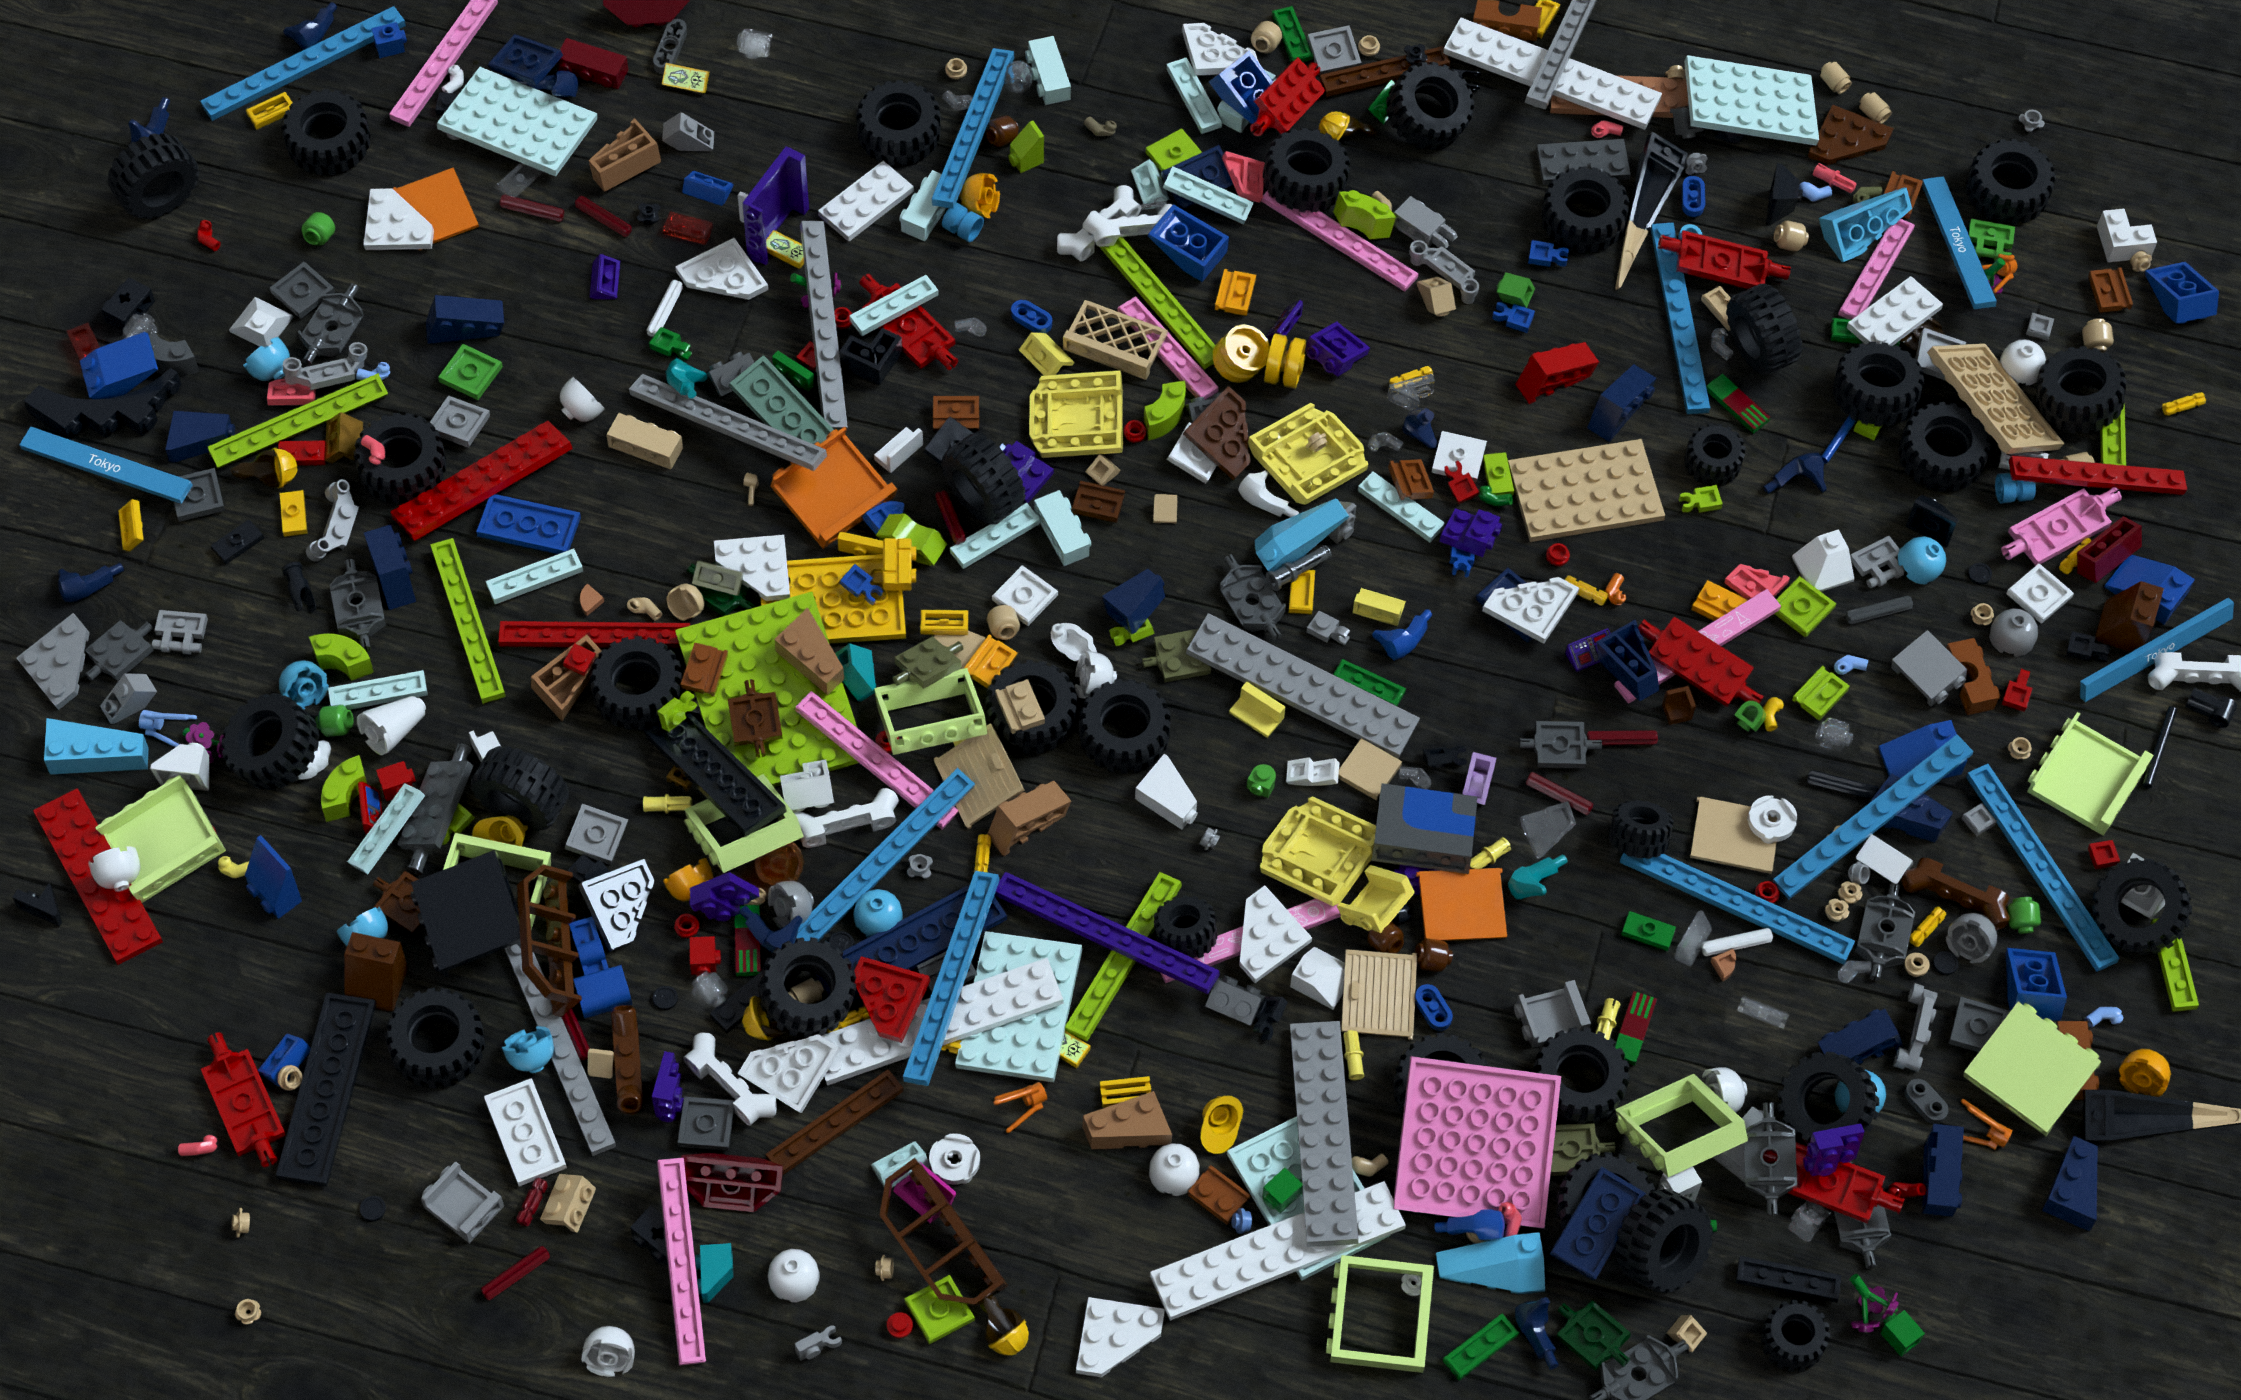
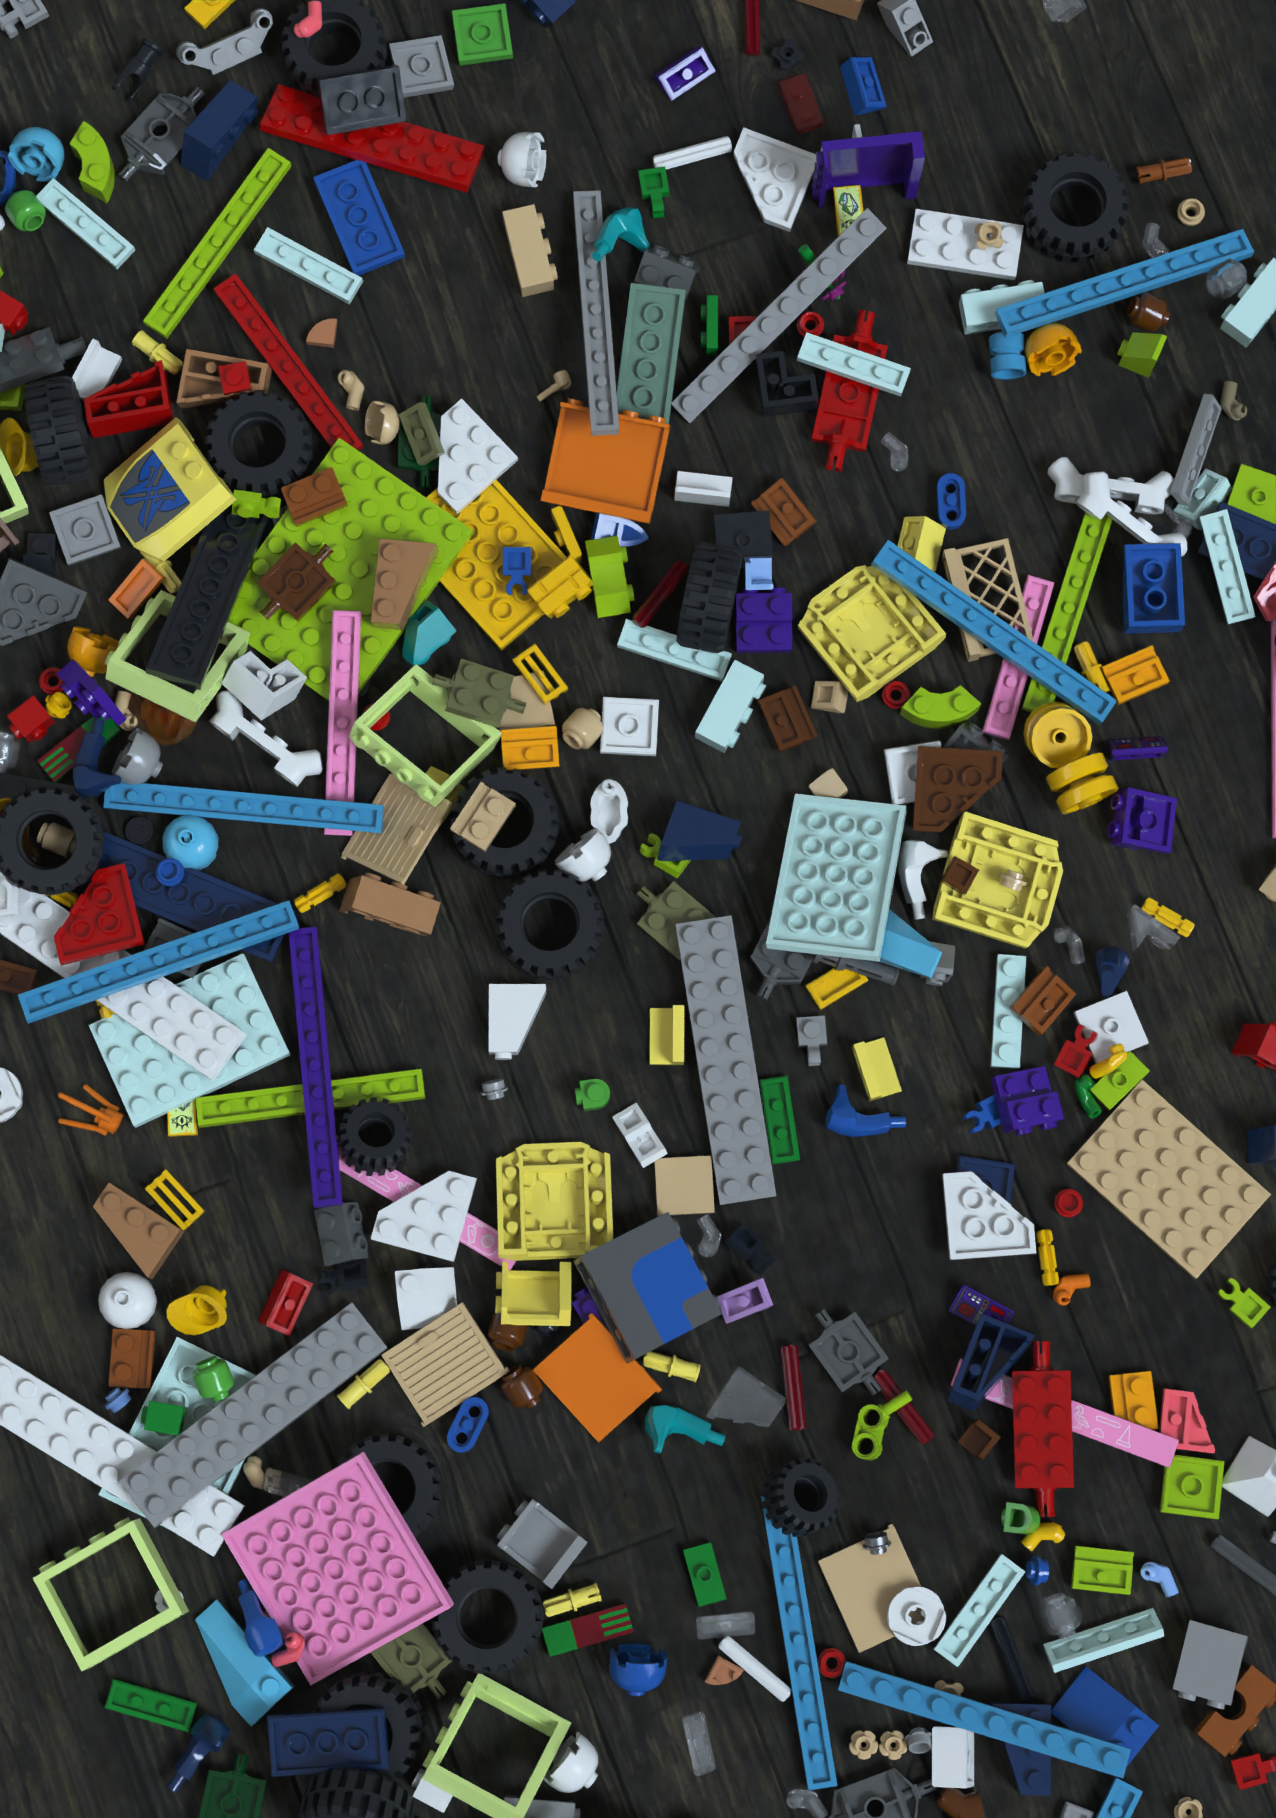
camera: 55 degrees right, 20 degrees up
(390, 723) = (59, 262): white cone -> none
(455, 459) = (361, 99): none -> black plate
(511, 707) = (157, 352): none -> light yellow axle
(540, 731) = (131, 405): none -> red wedge
(619, 758) = (165, 492): none -> light yellow wedge
(668, 827) = (137, 588): none -> orange tile
(707, 930) = (58, 705): none -> yellow plate
(875, 173) = (992, 228): none -> tan plate
(890, 934) = (169, 872): none -> blue plate
(915, 861) = (260, 842): light grey plate -> none
(916, 64) = (1163, 170): none -> dark orange axle
(1116, 163) = (1196, 449): none -> light grey tile
(1139, 342) = (993, 632): none -> dark azure plate
(1211, 313) = (1090, 666): none -> yellow axle
(1233, 533) = (836, 877): none -> light aqua plate
(1255, 1069) = (285, 1302): none -> red slope
(1278, 1139) = (213, 1378): none -> bright green head
(1288, 469) = (959, 875): none -> reddish brown tile
(1386, 1150) = (282, 1482): none -> clear slope
(1484, 468) = (1118, 1056): none -> yellow arm
(1628, 762) = (875, 1433): none -> lime beam
(1686, 1009) = (637, 1667): none -> blue cylinder
(1704, 809) = (876, 1542): none -> flat silver plate
(1793, 729) = (1037, 1570): none -> blue plate
(1795, 781) = (979, 1610): none -> light aqua plate
(1869, 721) = (1103, 1640): none -> light aqua plate

